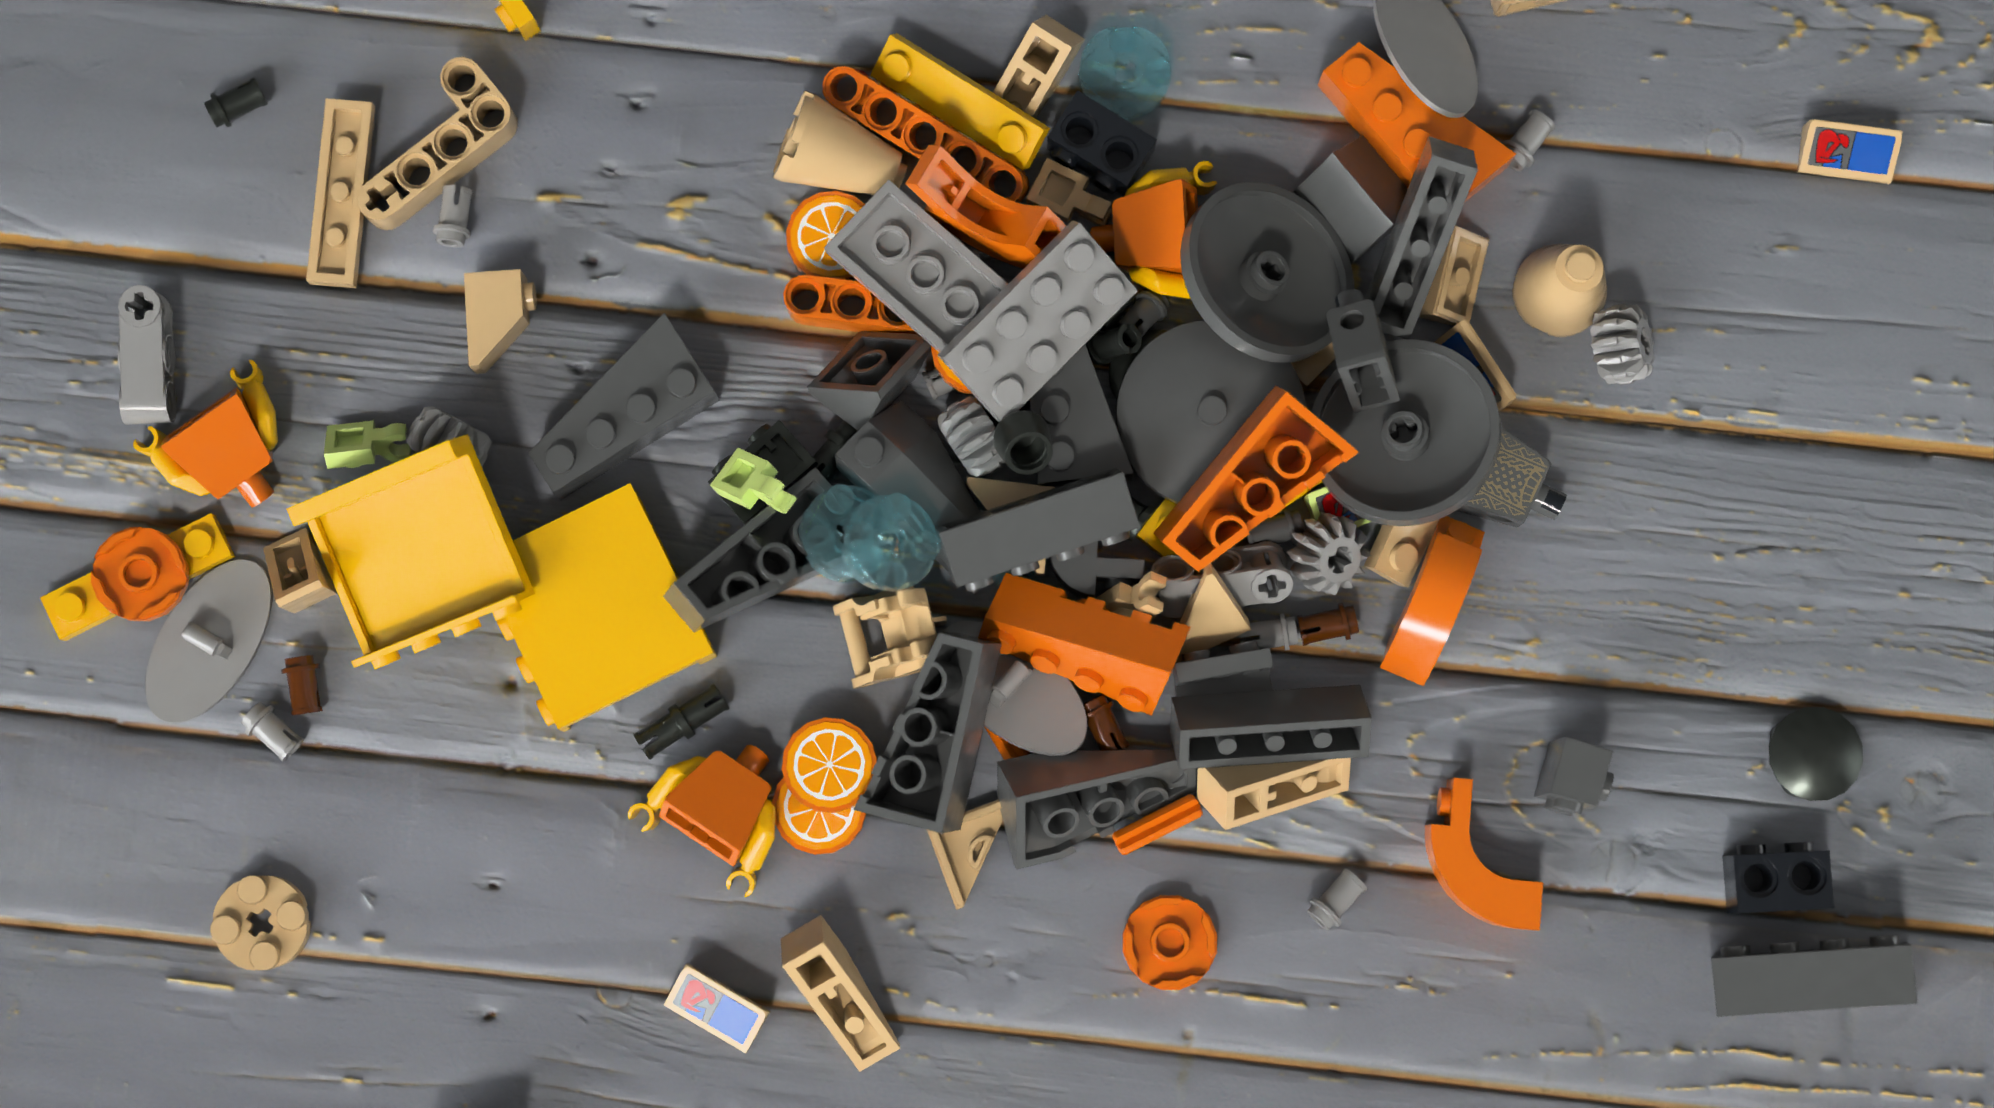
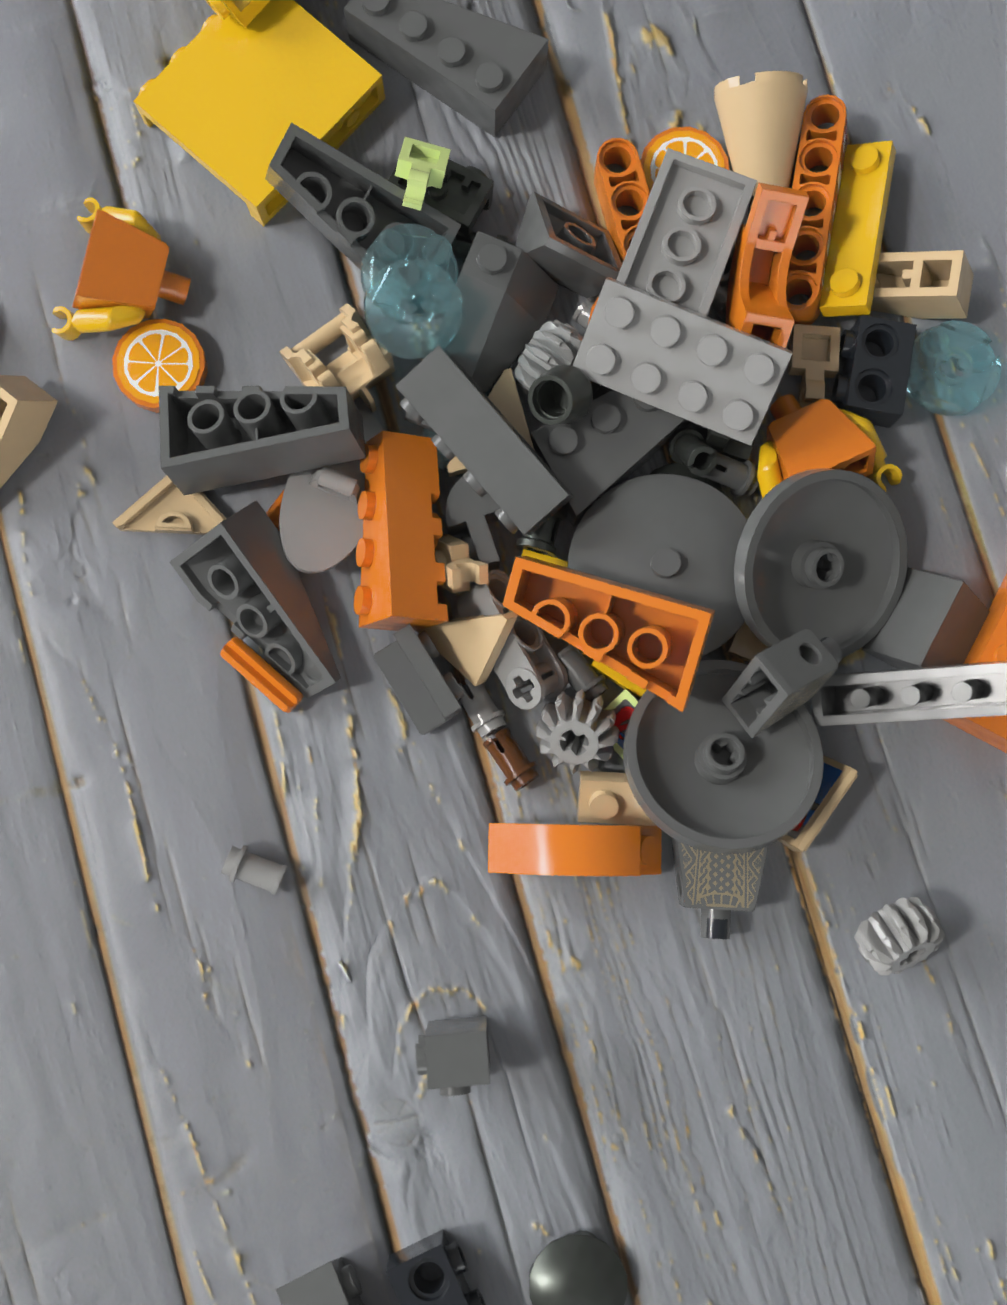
camera: 65 degrees right, 0 degrees up
(681, 721) = (190, 214): pearl dark grey pin -> none
(828, 764) = (197, 350): light orange tile -> none
(1104, 724) = (336, 586): reddish brown pin -> none
(1169, 942) = (156, 729): orange tile -> none
(1260, 790) = (338, 759): tan slope -> none
(1270, 726) = (388, 740): dark grey brick -> none
(1457, 279) = (893, 748): tan slope -> none
(1463, 876) = (311, 1011): orange arch -> none
(1560, 289) = (928, 856): tan cone -> none

